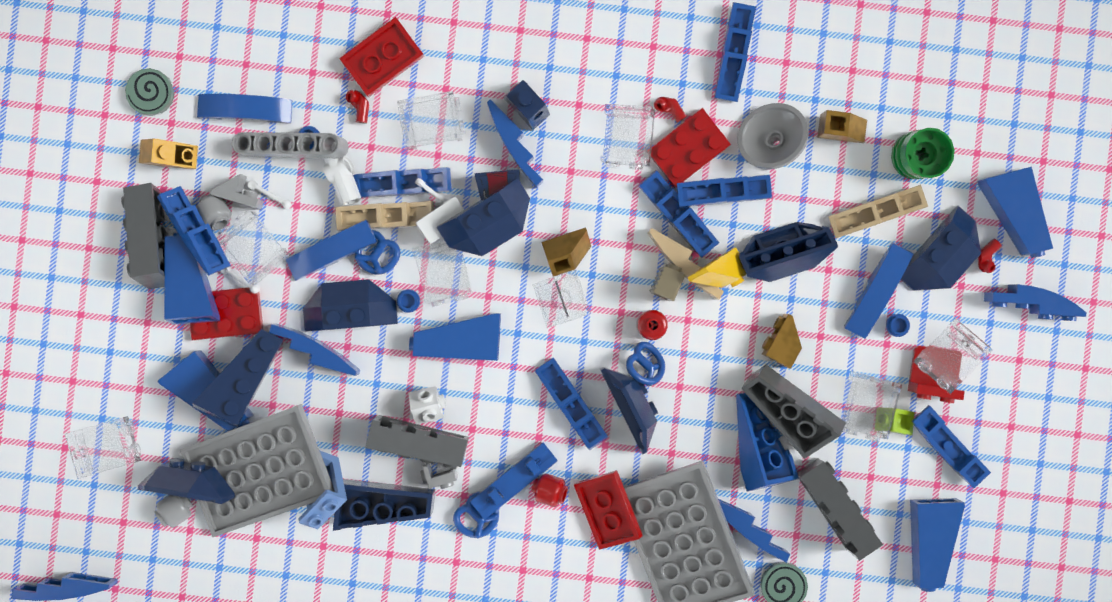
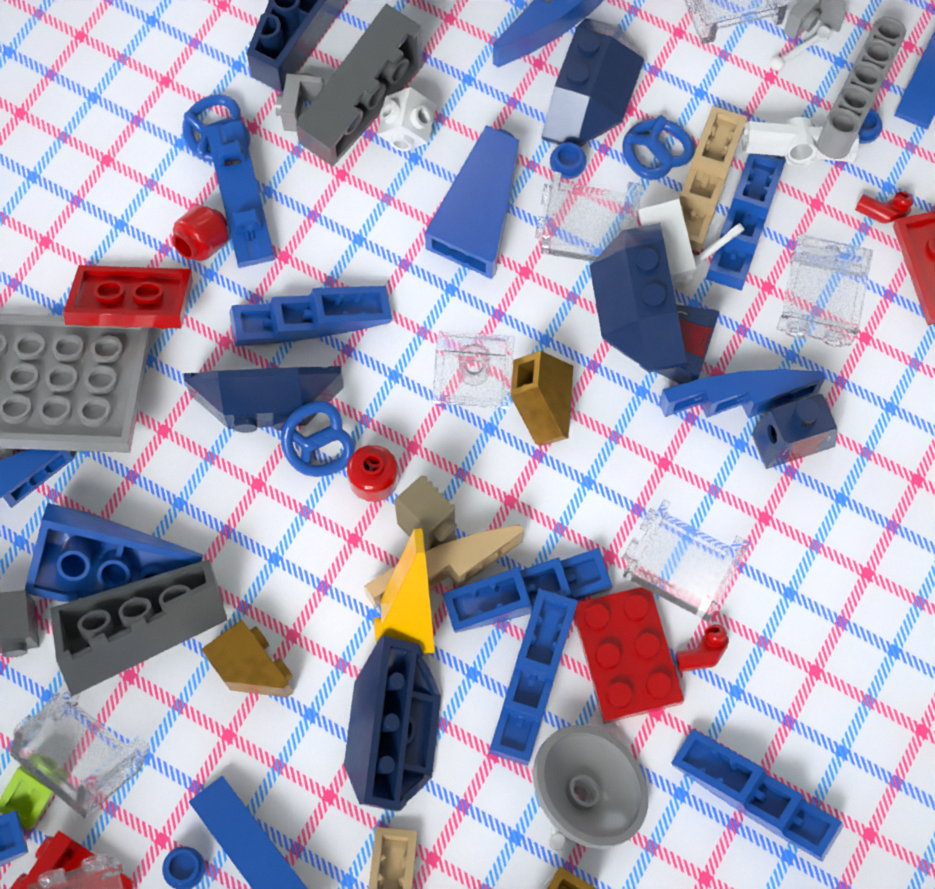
camera: 115 degrees right, 20 degrees down
(331, 250) = (686, 89): blue slope -> none

